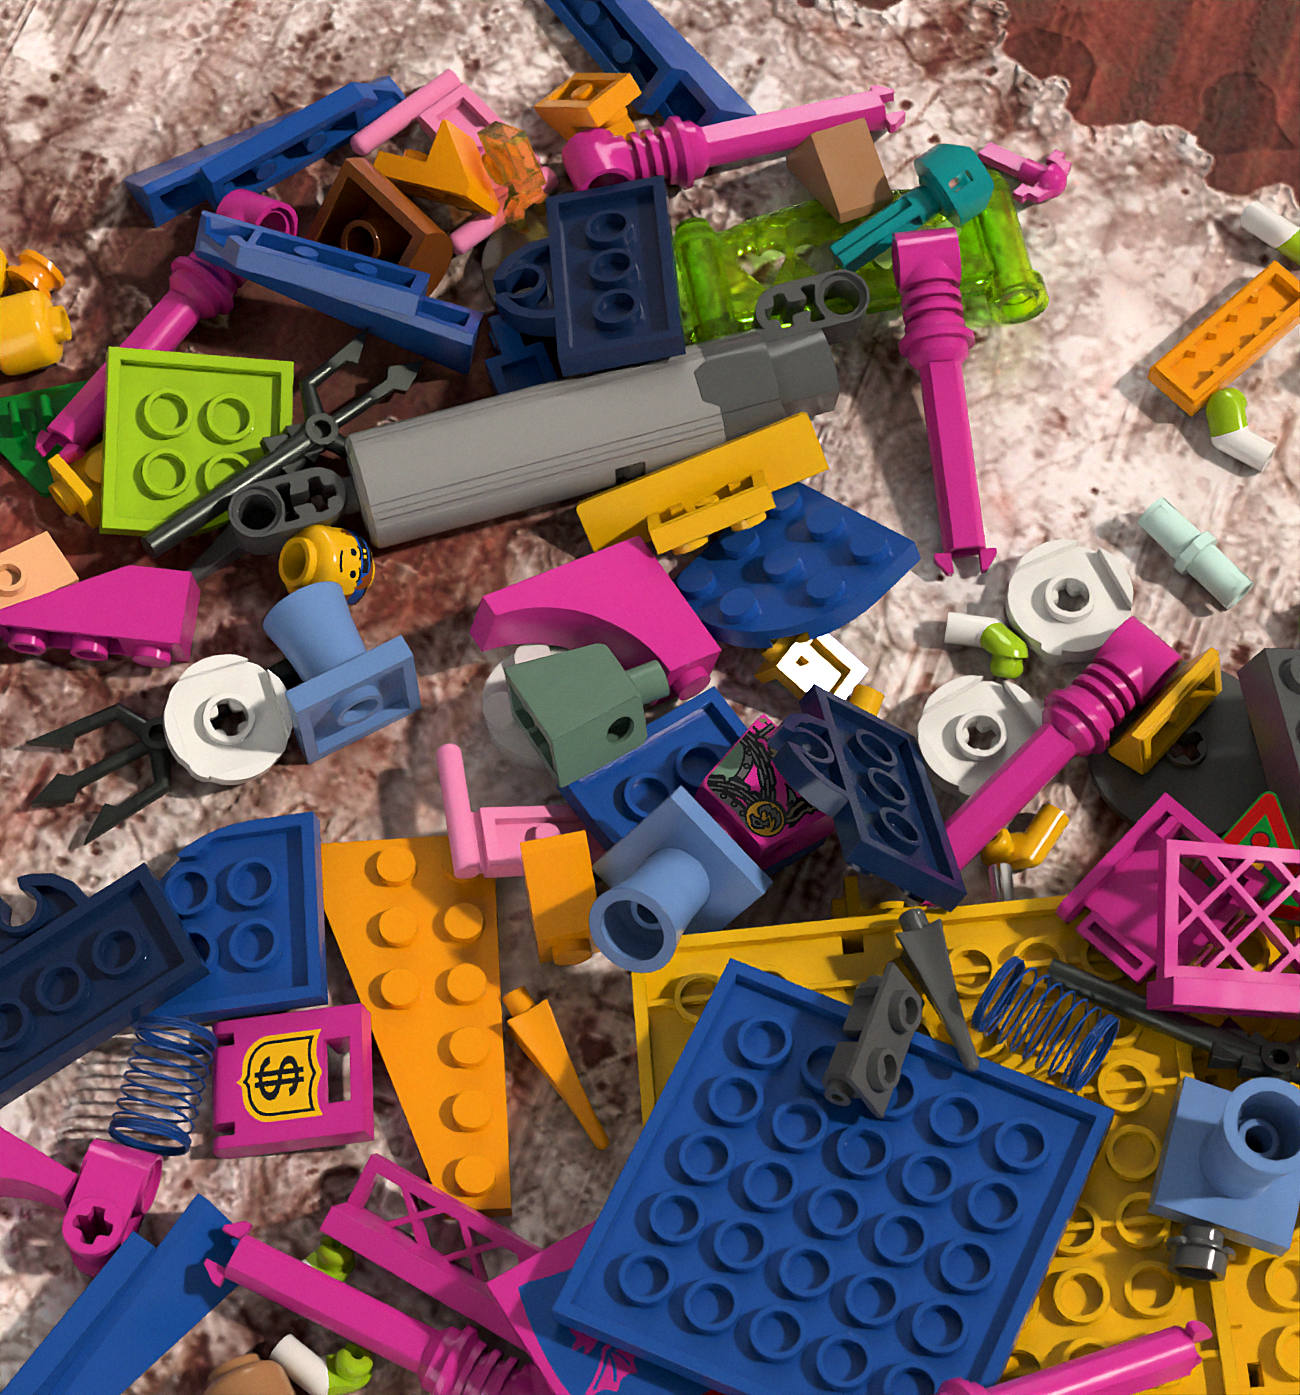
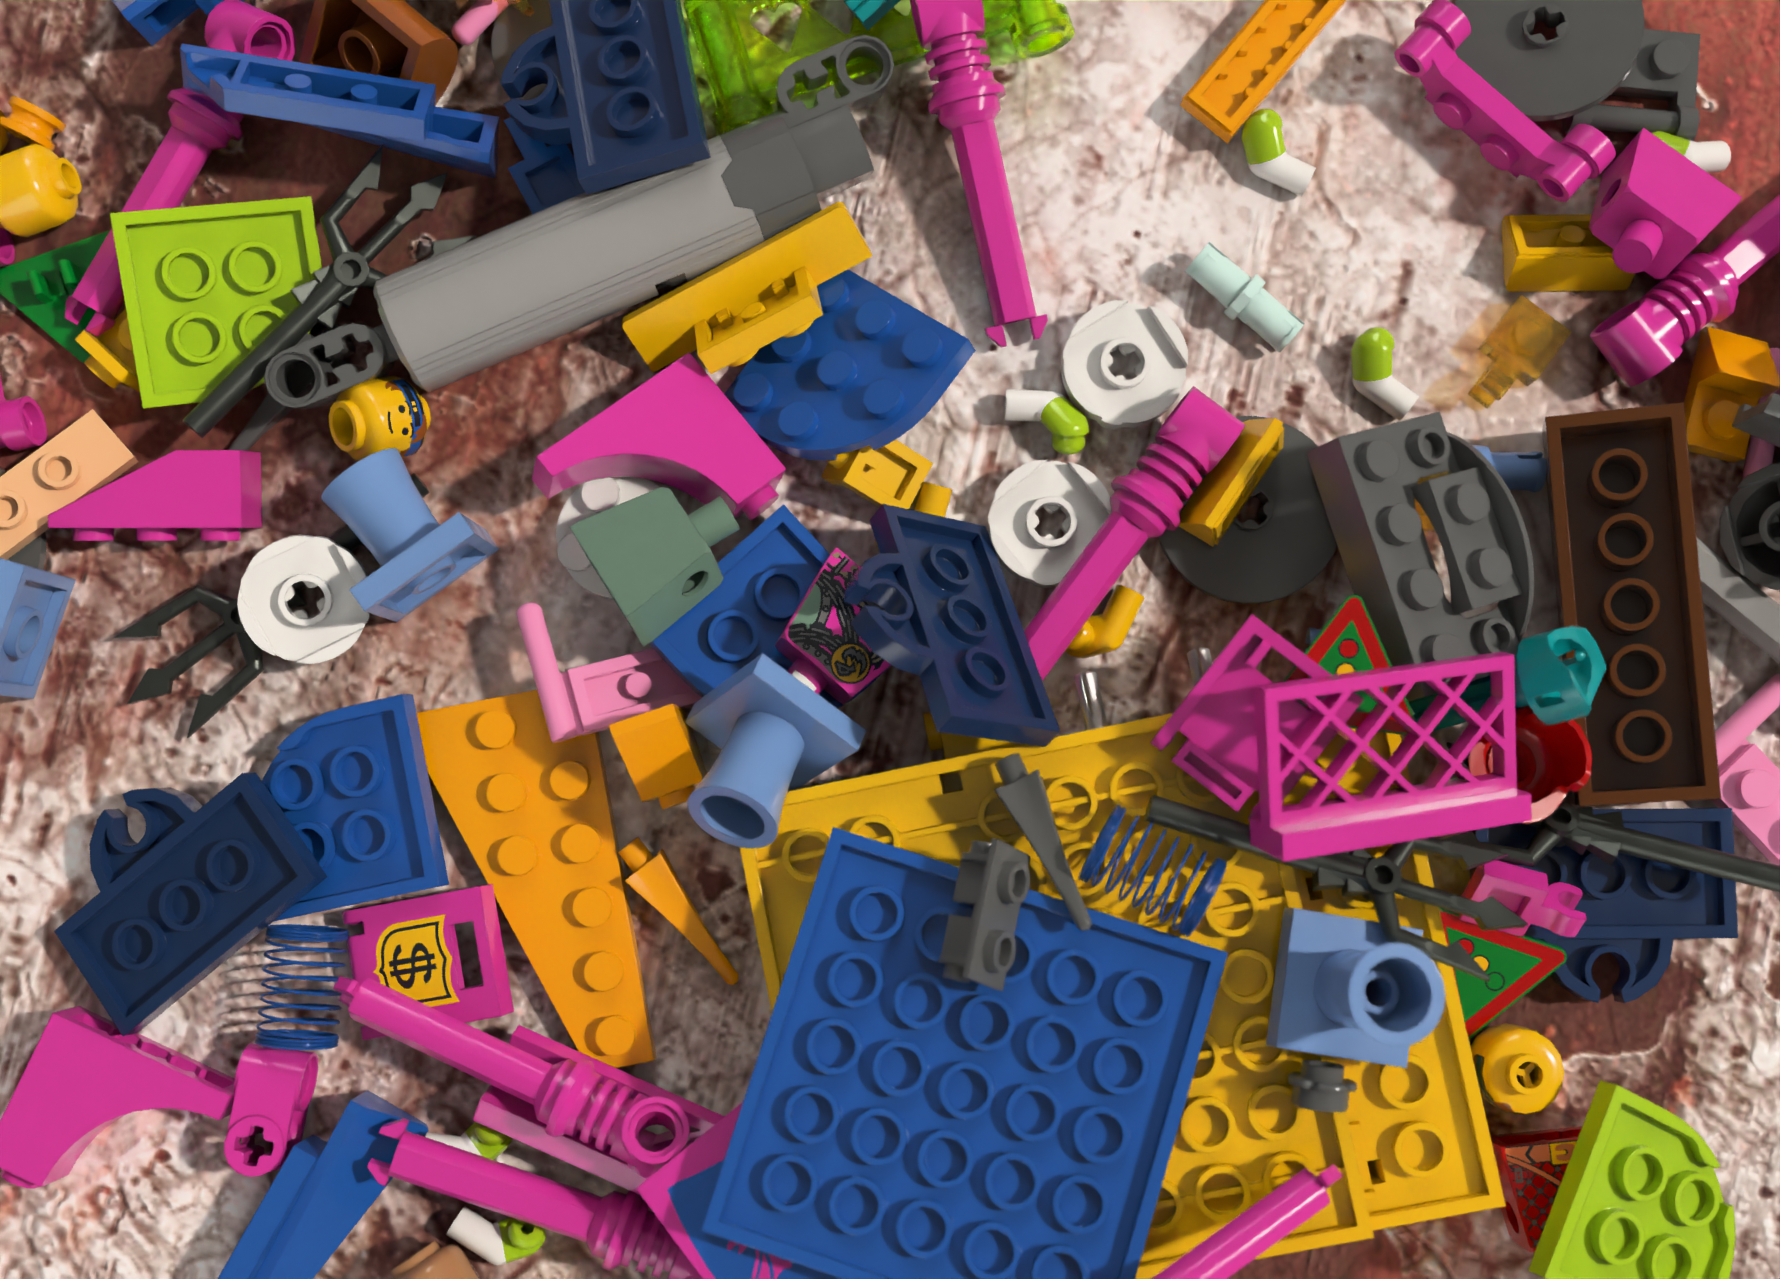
camera: 10 degrees left, 20 degrees up
(420, 1206) = (563, 1094): none -> dark pink piece

